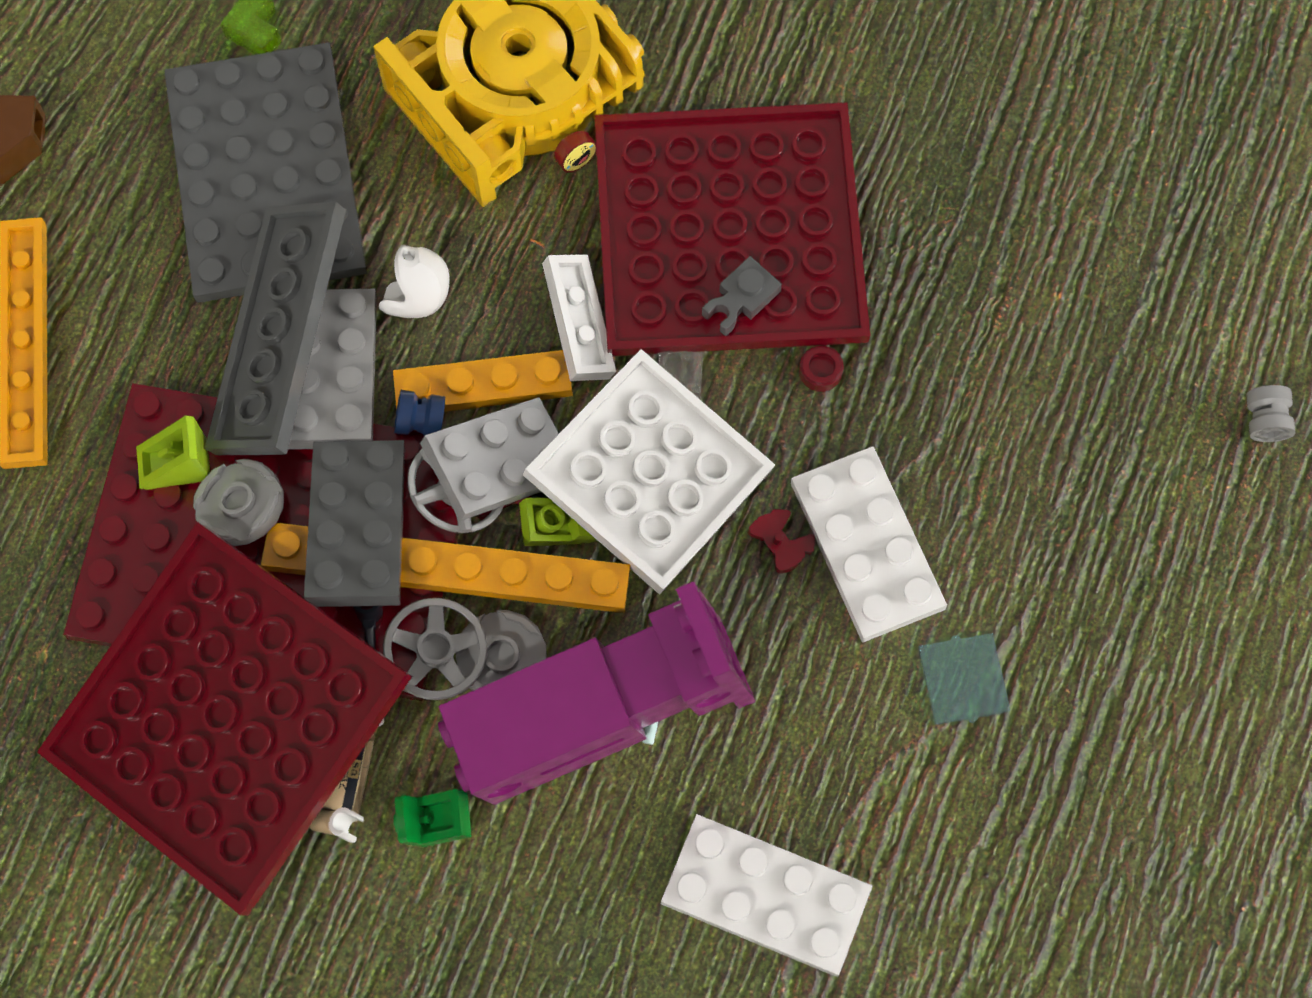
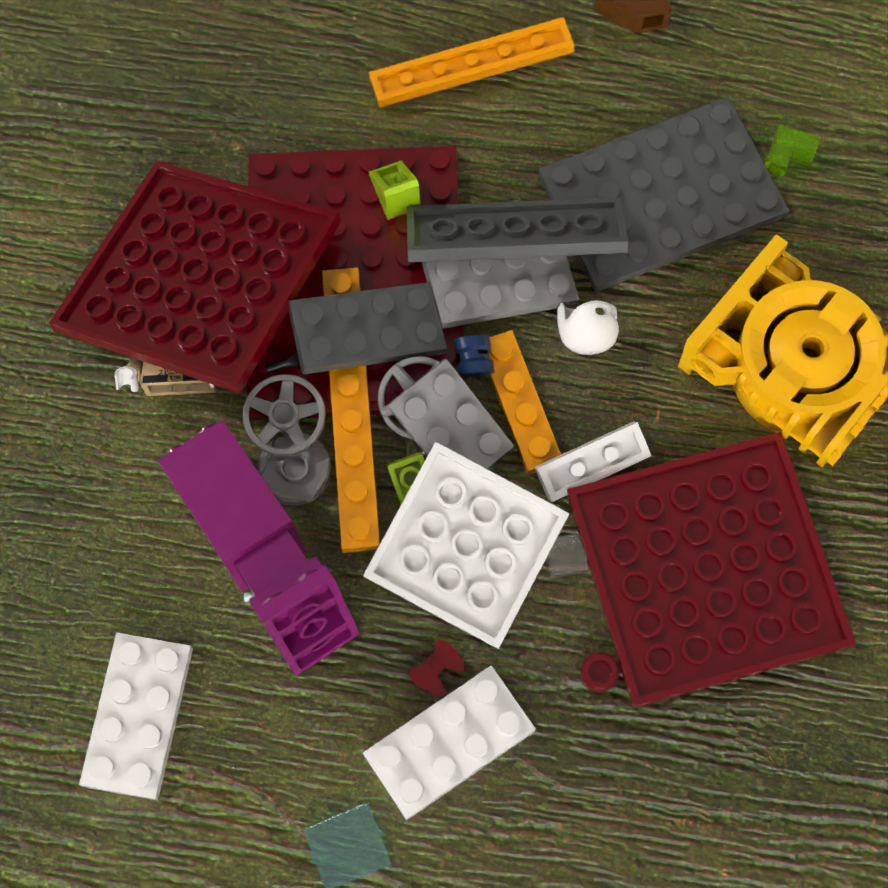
camera: 80 degrees right, 0 degrees up
(239, 501) = (369, 242): light grey tile -> none
(432, 818) = (150, 442): green bracket -> none
(575, 151) = (743, 424): tile -> none
(744, 291) = (646, 590): dark grey plate -> none

